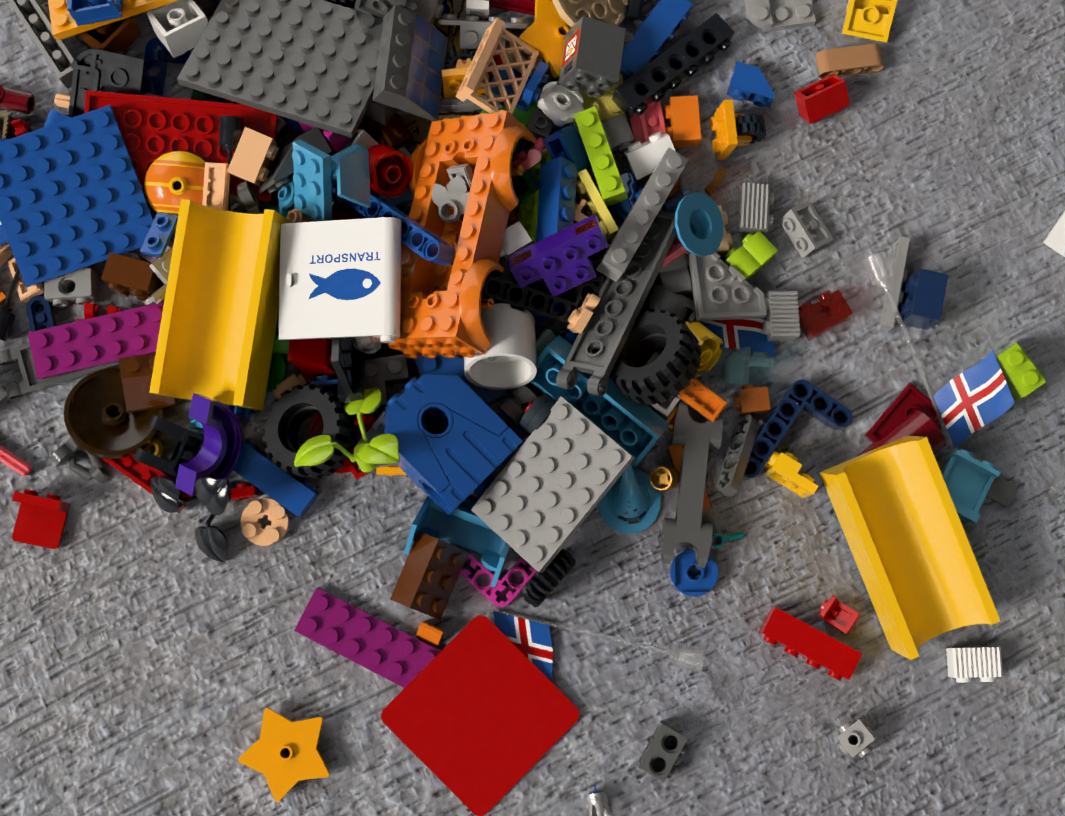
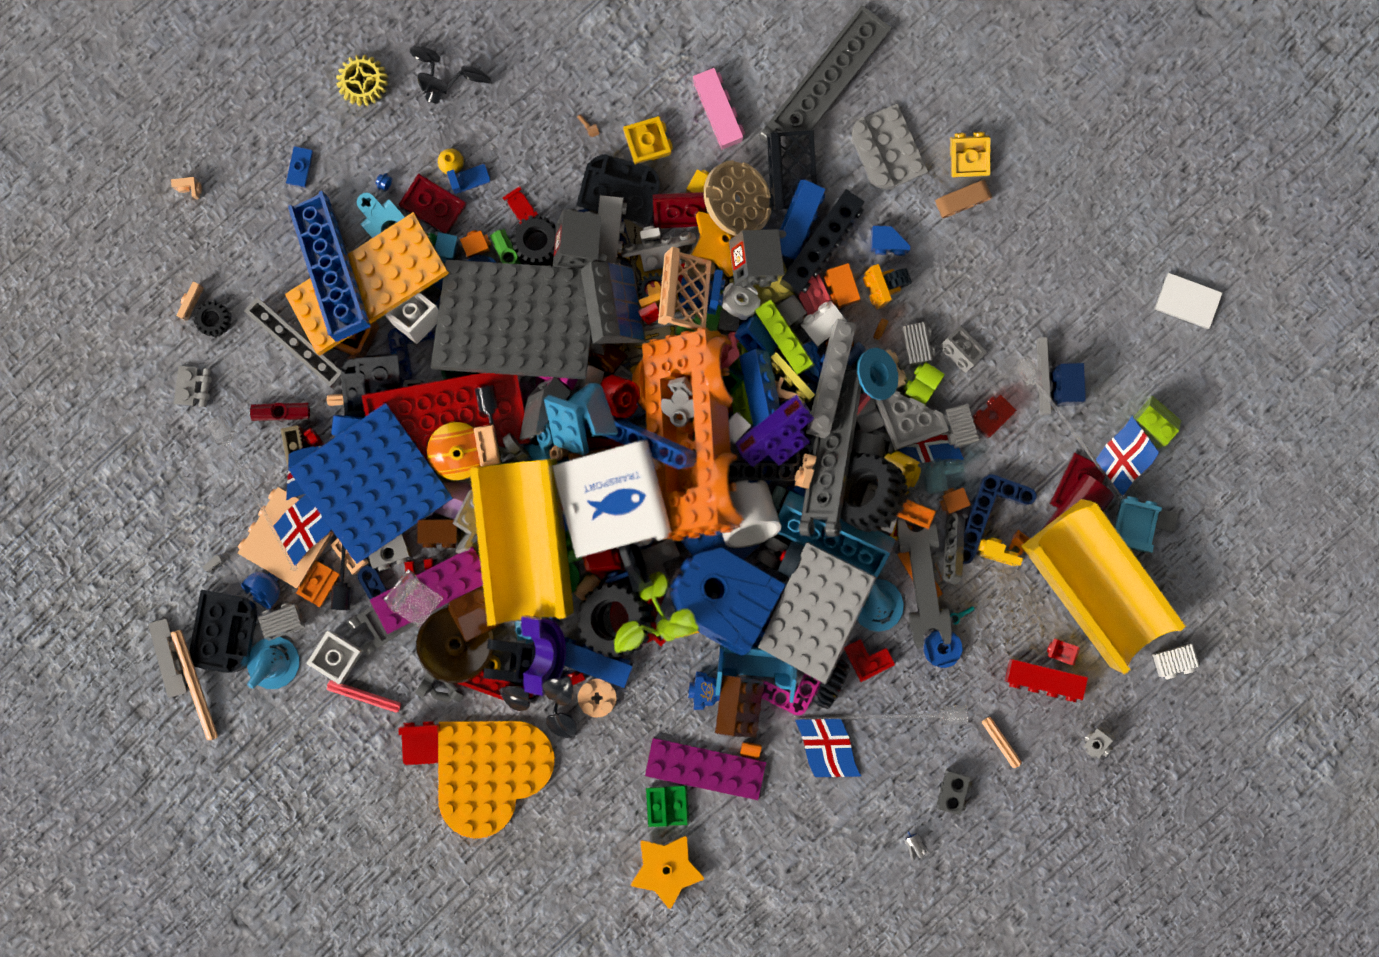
camera: 15 degrees left, 5 degrees up
(76, 344) = (412, 599): none -> clear bracket
(107, 574) = (485, 771): none -> light orange plate
(159, 234) = (453, 494): blue bracket -> none
(253, 157) = (510, 415): light nougat brick -> none
(311, 675) = (667, 806): none -> green slope
(391, 547) = (703, 691): none -> blue rock
(449, 88) = (650, 313): none -> red tile
(480, 715) = (806, 801): red piece -> none
(596, 568) = (865, 665): none -> red plate
(660, 480) = (899, 584): pearl gold wheel -> none
(737, 706) = (1001, 742): none -> light nougat axle
(817, 466) = (1019, 539): none -> orange tile
(822, 98) = (949, 238): red brick -> none

